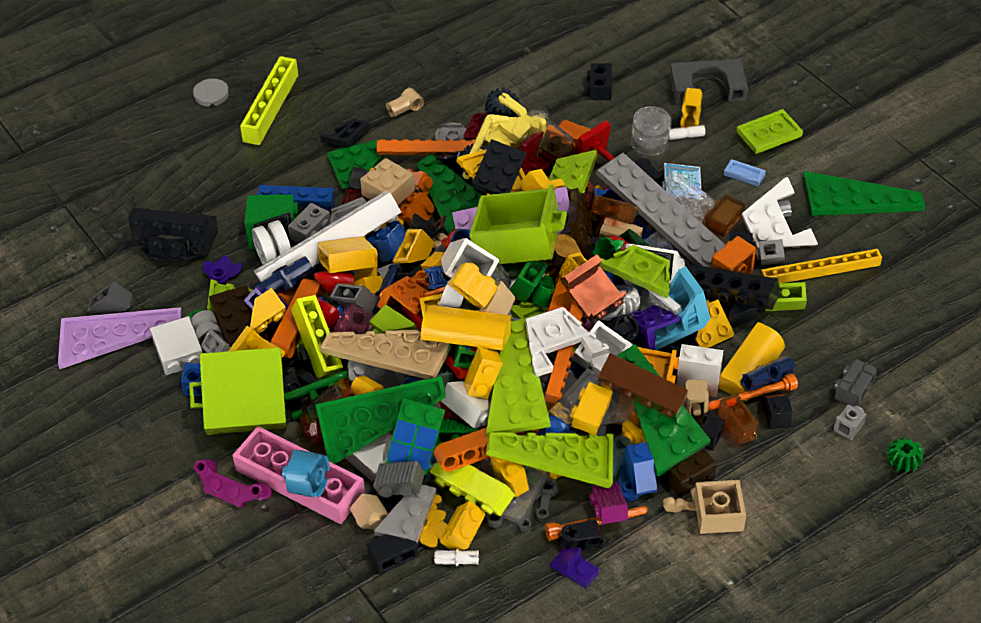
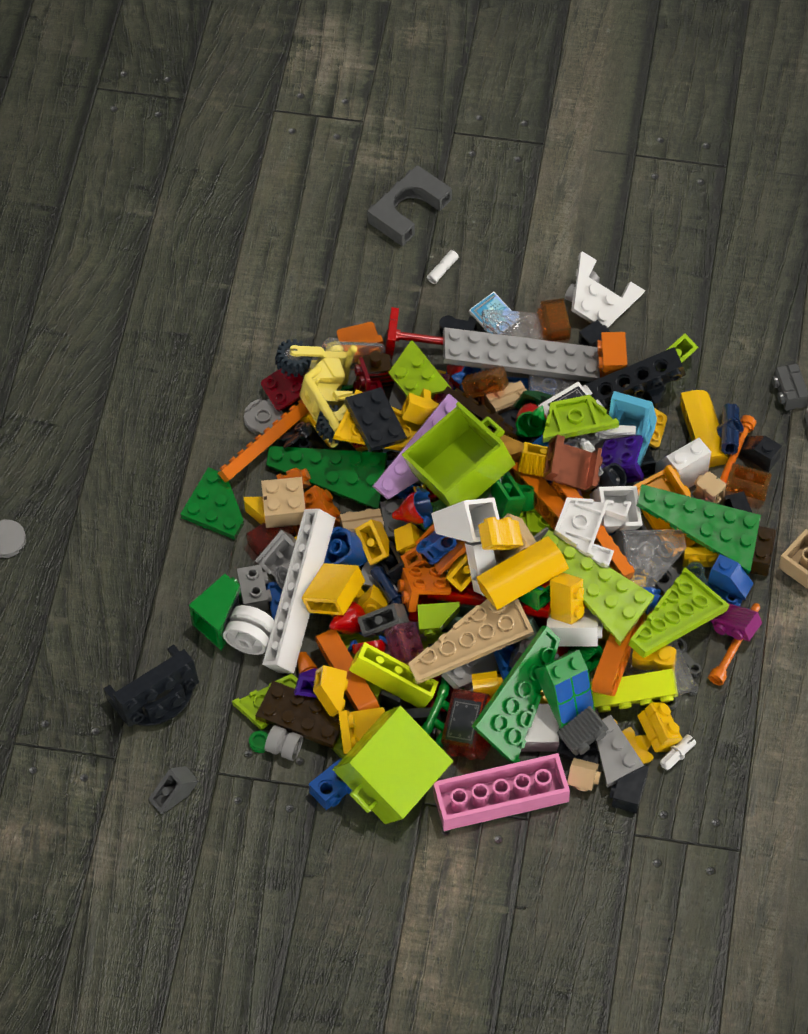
camera: 45 degrees left, 10 degrees up
(100, 334) = (201, 820): lavender wing -> none
(176, 344) = (276, 776): white brick -> none
(214, 343) = (320, 749): light grey hinge -> none
(222, 269) = (223, 684): dark purple plate -> none
(227, 488) = (459, 848): magenta plate -> none
(269, 100) = (76, 505): neon yellow brick -> none
(286, 276) = (301, 648): dark blue piece -> none
(303, 195) = (225, 563): blue arch -> none
(306, 473) = (526, 784): dark azure brick -> none
(346, 134) = (175, 484): black wing -> none
(354, 178) = (246, 519): black brick -> none
(409, 100) = (189, 413): tan piece -> none
(431, 230) = (363, 515): black bracket -> none
(574, 567) = (756, 688): dark purple slope -> none
(582, 534) = (741, 662): black piece -> none
(592, 408) = (662, 560): yellow brick -> none
(600, 81) = (329, 275): black brick -> none
(642, 386) = (686, 513): reddish brown wedge -> none
(650, 130) = (422, 287): clear wheel -> none
(679, 504) = (774, 584): tan piece -> none
(691, 107) = (431, 242): yellow brick -> none
(744, 172) = (524, 269): light blue tile -> none
(769, 131) = (505, 216): lime plate -> none
(772, 247) = (626, 320): light grey brick -> none
(824, 266) = (669, 309): yellow piece -> none
(846, 196) = (623, 229): green wing -> none

